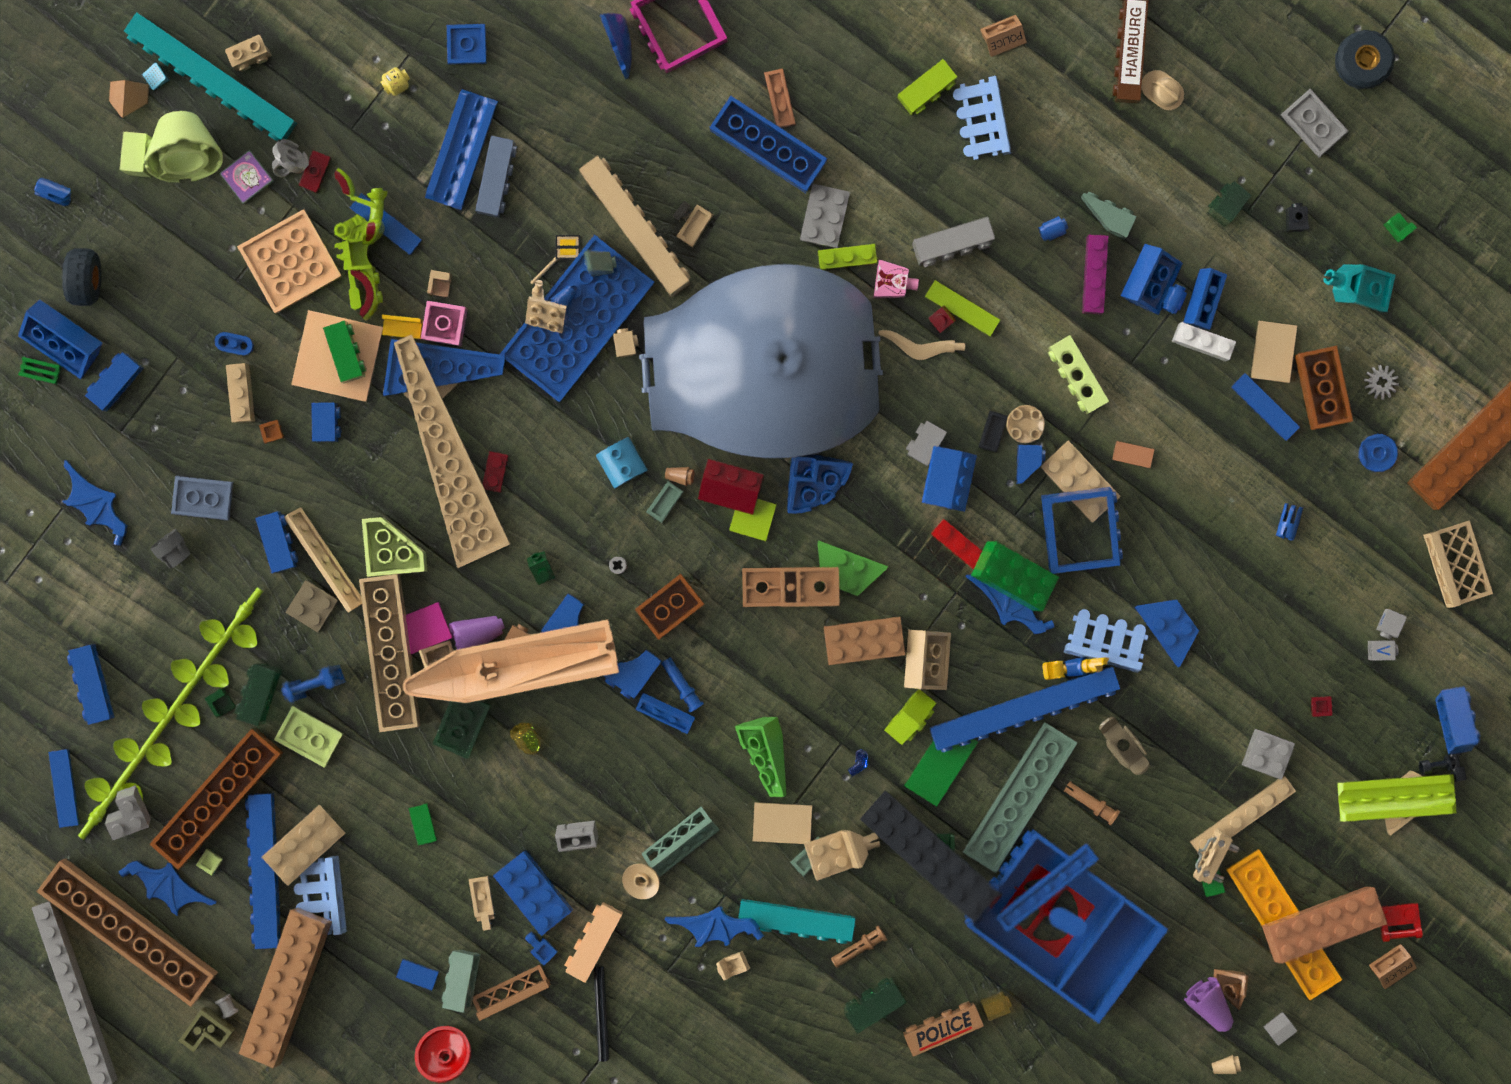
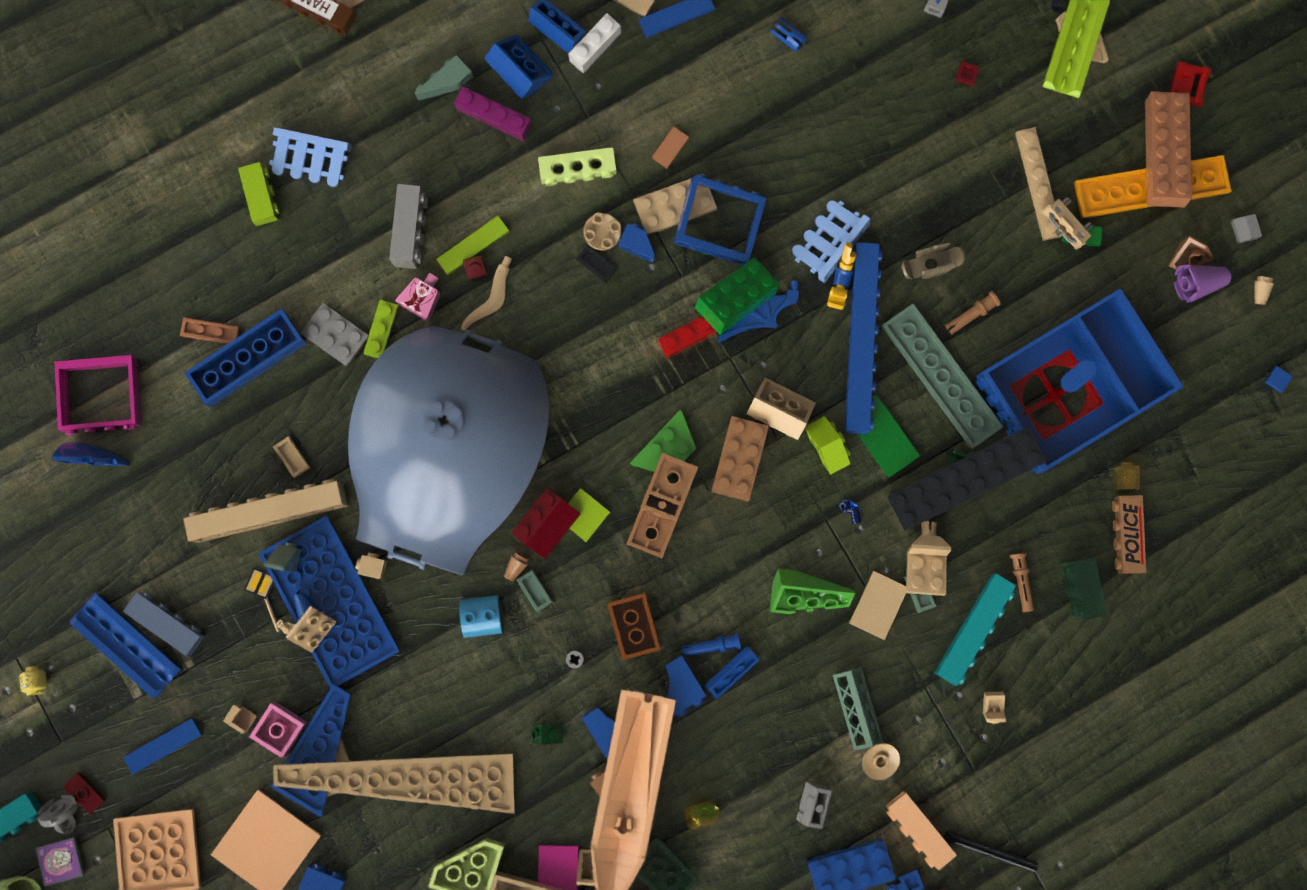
camera: 70 degrees left, 5 degrees down
(344, 351) = (263, 836): green brick -> none
(358, 236) = (161, 780): lime piece -> none
(402, 326) = (263, 772): yellow panel -> none
(466, 44) = (29, 599): blue plate -> none
(476, 631) = (581, 820): medium lavender cone -> none
(495, 471) = (439, 739): dark red plate -> none
(716, 926) = (951, 707): blue animal -> none
(815, 481) = (573, 444): blue brick -> none
(922, 447) = (581, 327): light grey brick -> none
(949, 478) = (623, 319): blue slope -> none
(1003, 35) = (243, 107): medium nougat panel -> none
(1047, 887) = (1039, 382): blue tile -> none
(1053, 229) = (436, 134): blue brick -> none
(1170, 627) = (841, 178): blue wing -> none
(1174, 298) = (545, 53): blue brick -> none
(1268, 754) = (991, 137): light grey brick -> none
(1393, 966) = (1227, 106): medium nougat panel -> none

